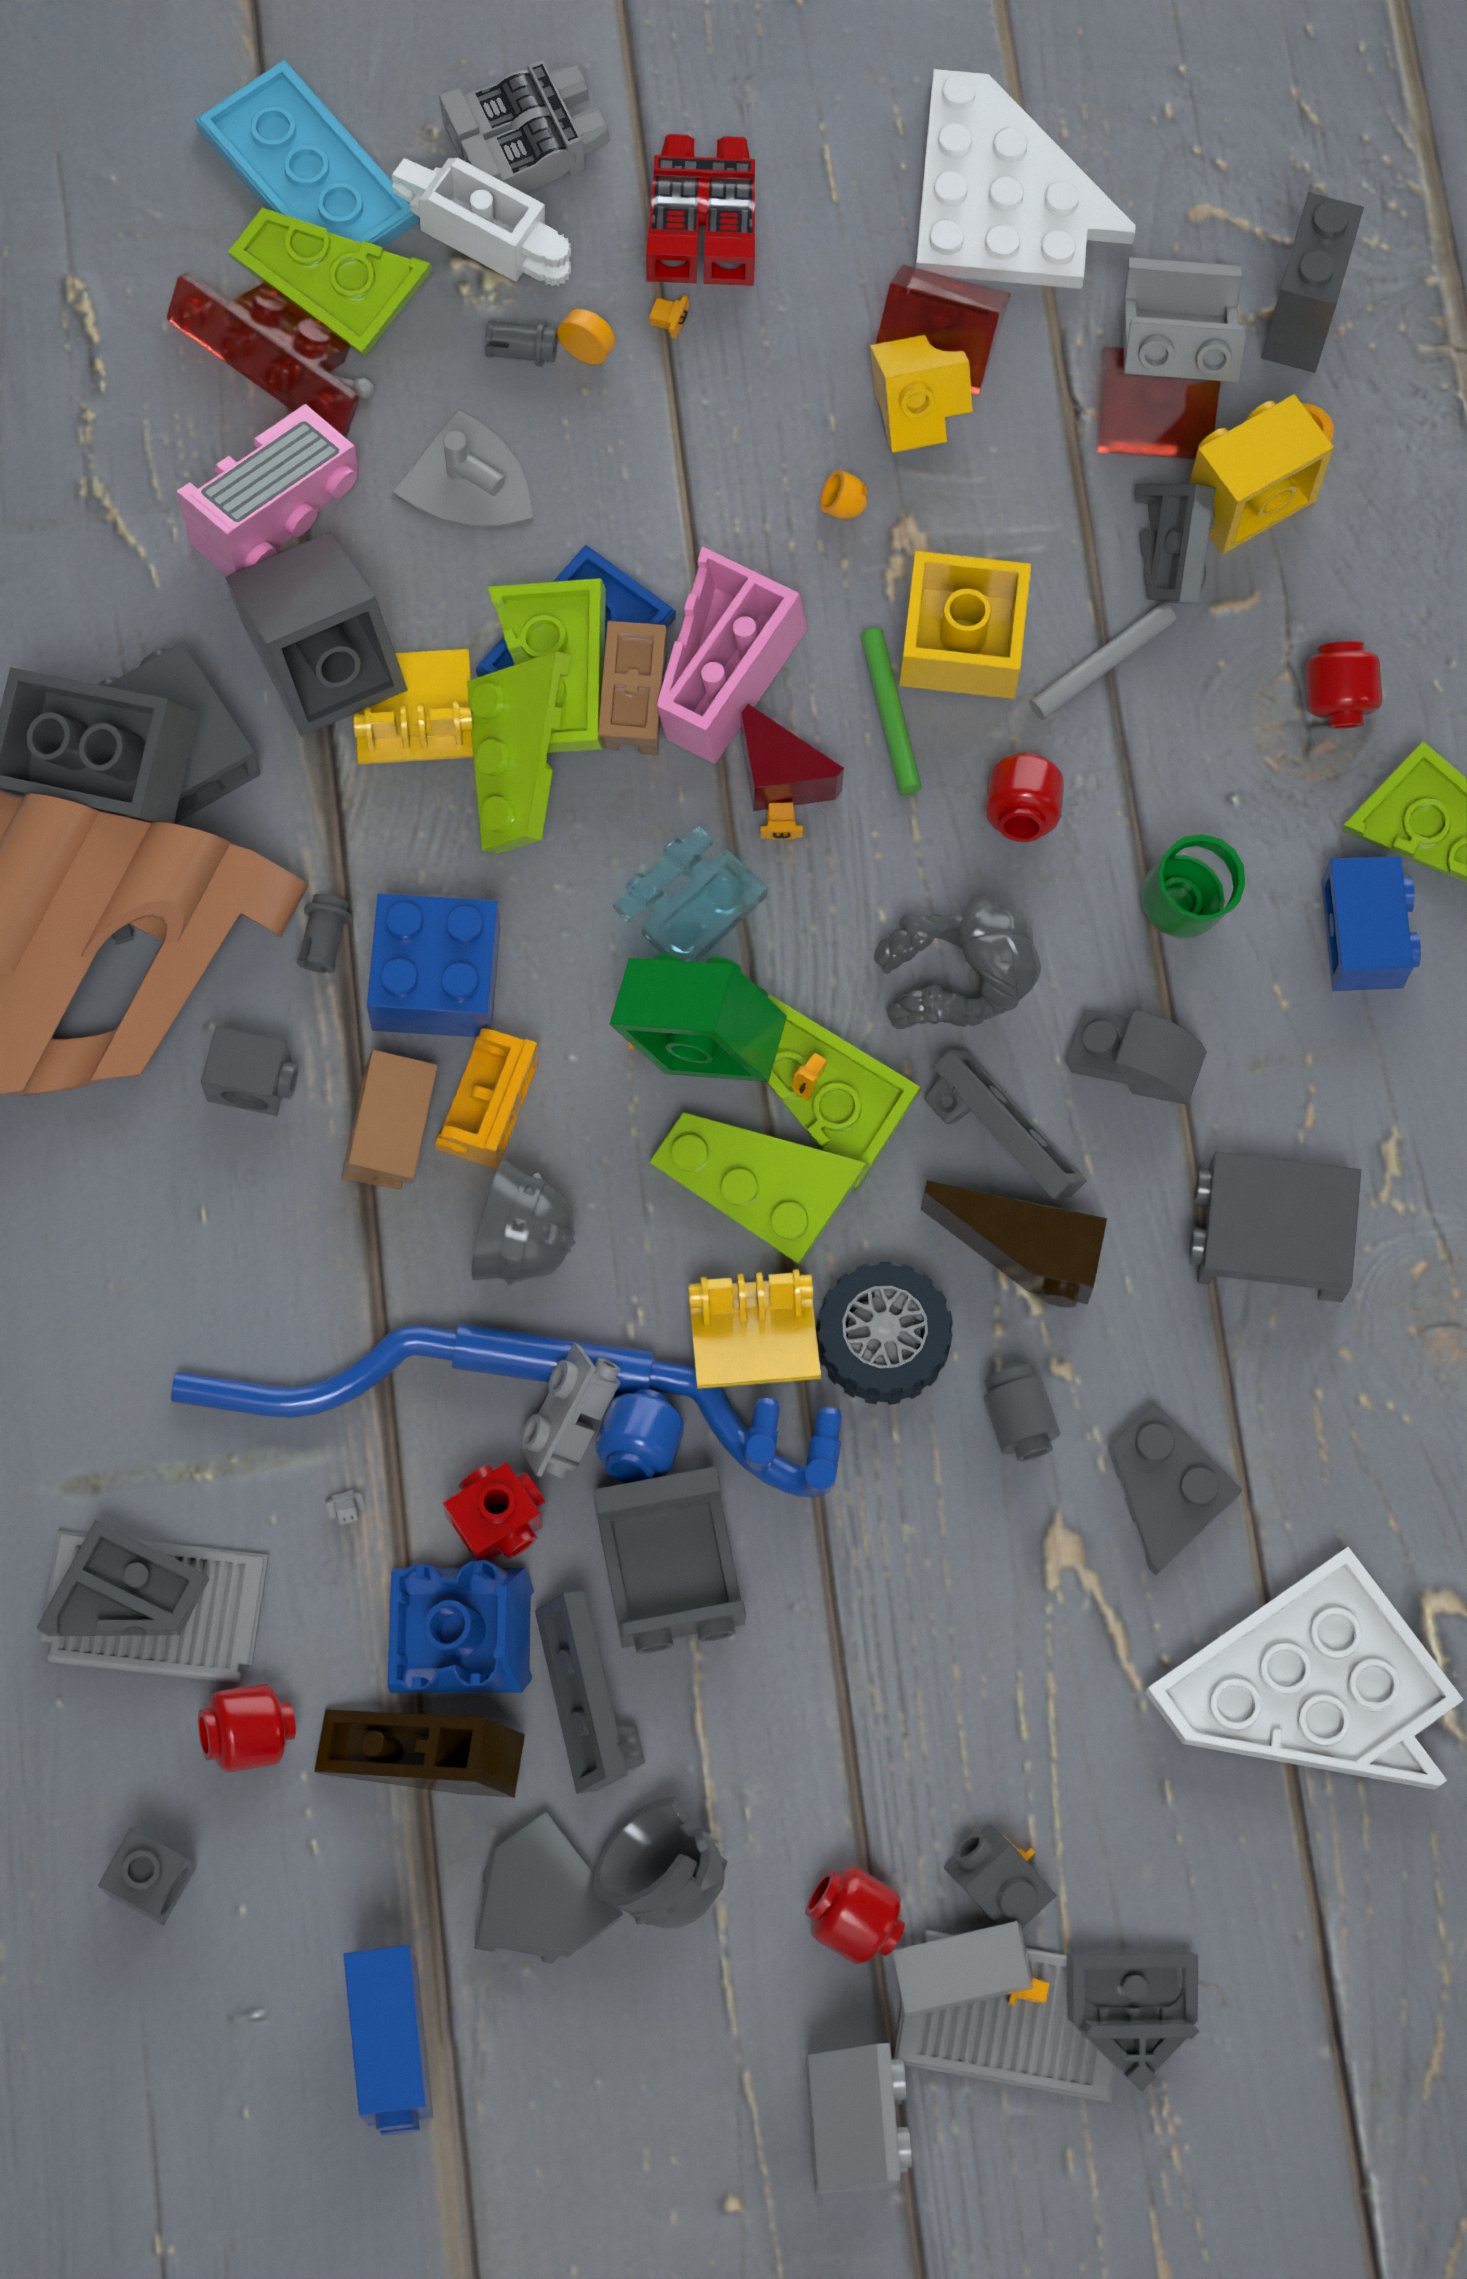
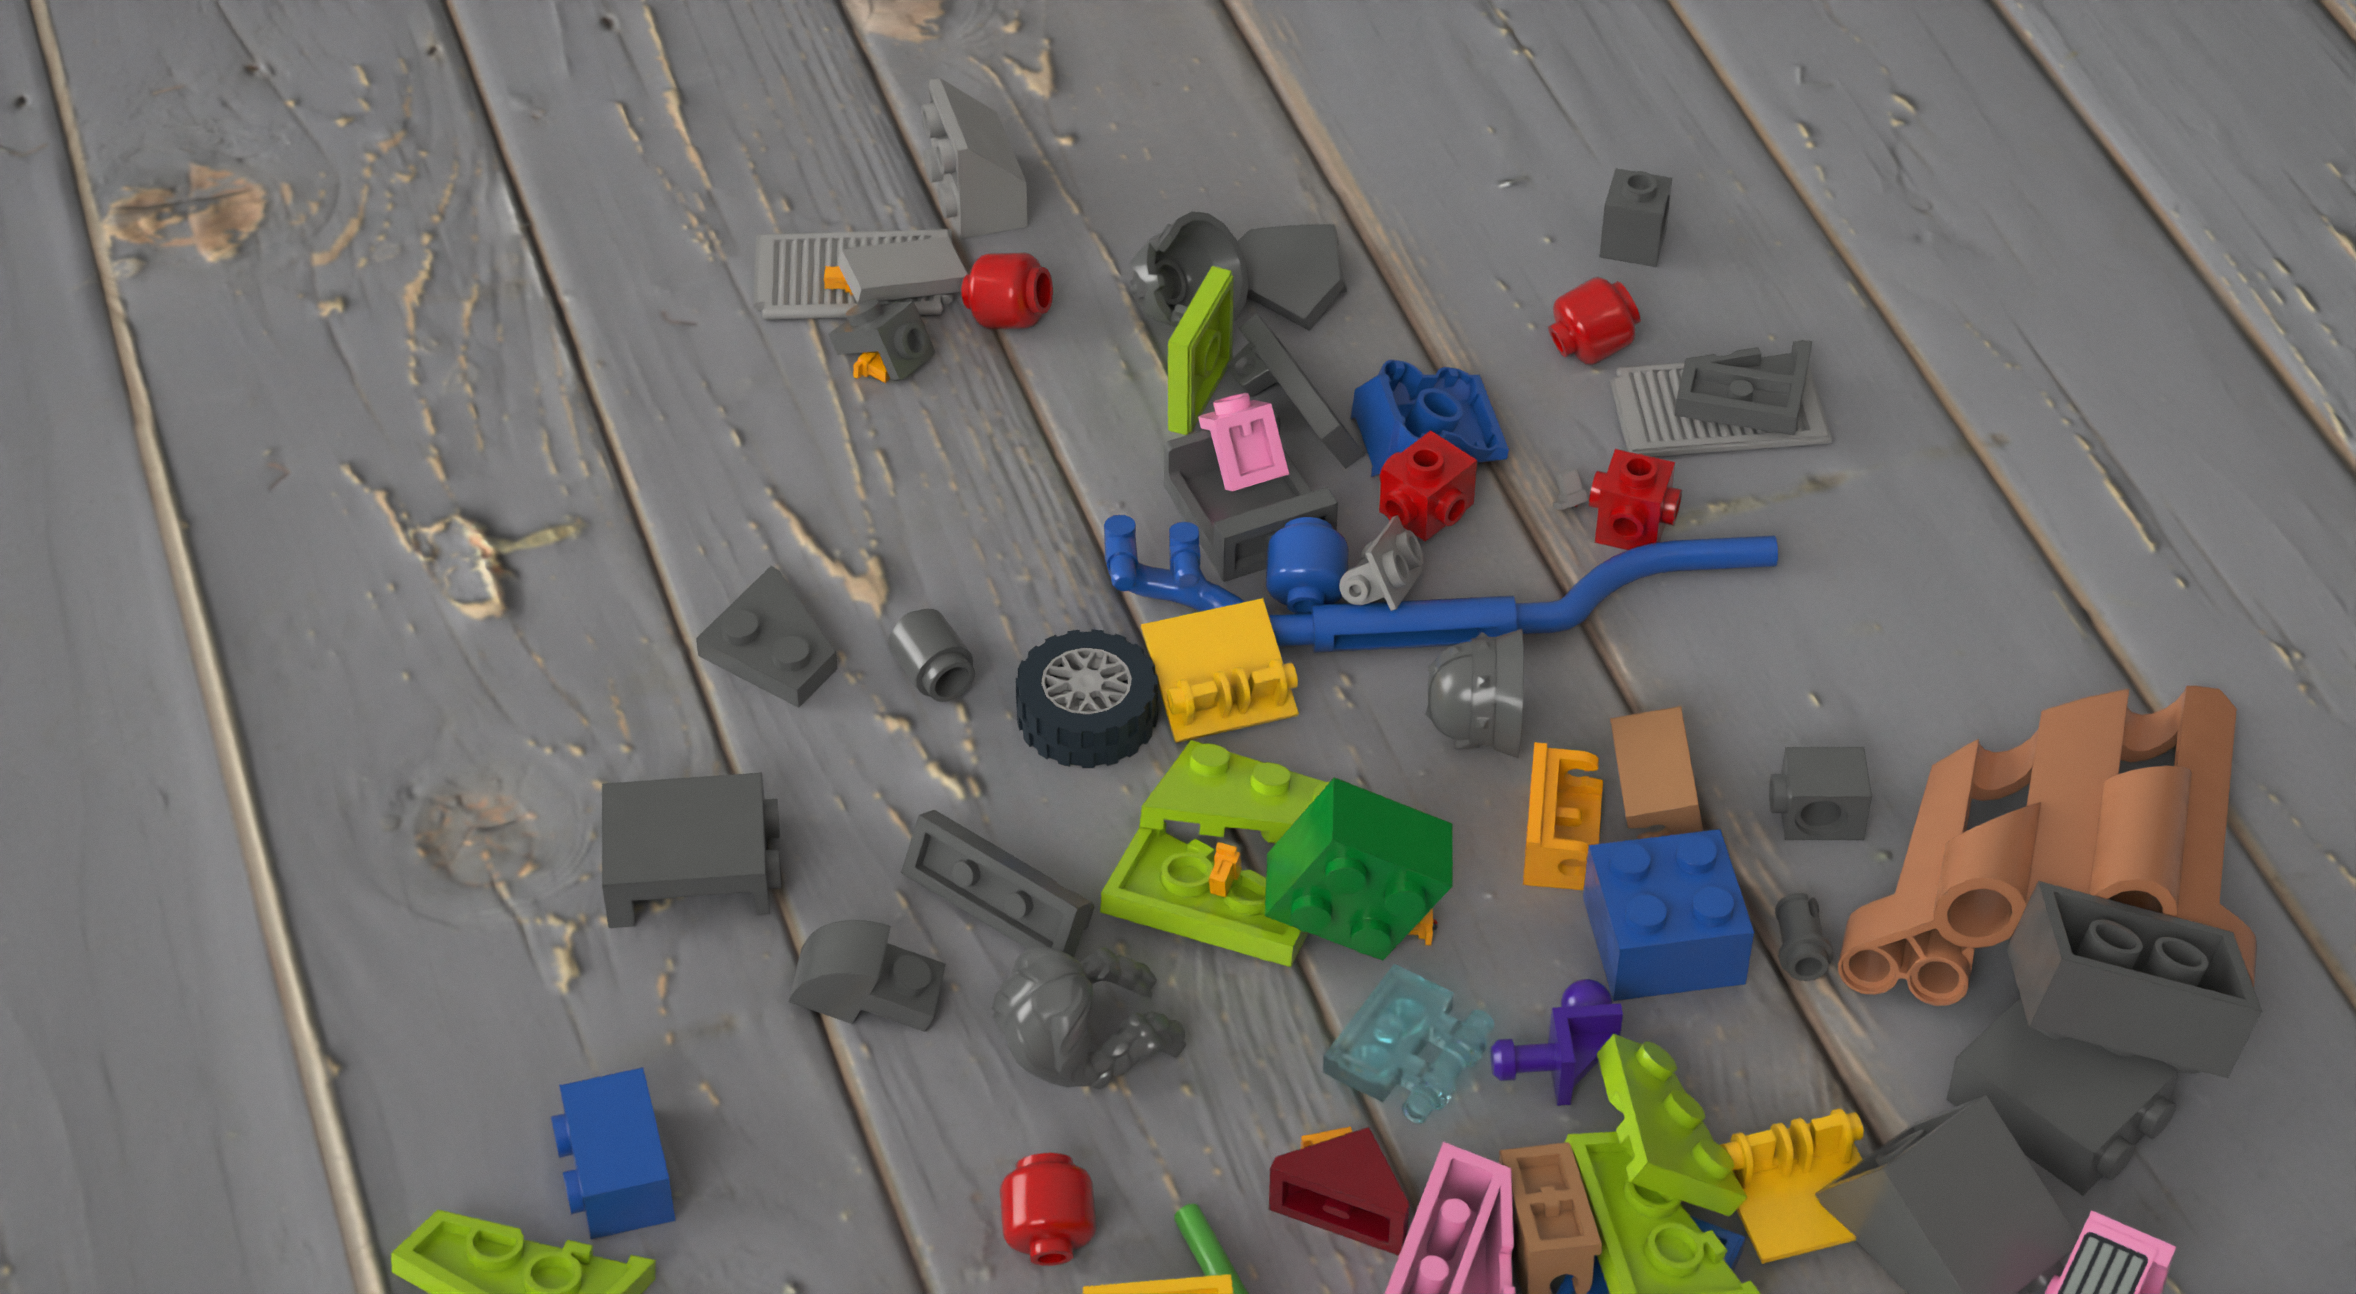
camera: 170 degrees right, 25 degrees down
(298, 1473) = (1634, 500): none -> red brick
(388, 2039) = (1387, 141): blue brick -> none
(421, 1751) = (1426, 327): dark brown slope -> none
(553, 865) = (1575, 1037): none -> dark purple piece
(665, 1604) = (1245, 441): none -> bright pink bracket
(677, 1736) = (1200, 350): none -> lime tile
(1031, 1243) = (968, 787): dark brown slope -> none
(1134, 2006) = (745, 280): dark grey slope -> none
(1180, 878) = (833, 1117): green helmet -> none
(1316, 1683) = (605, 515): white wing -> none

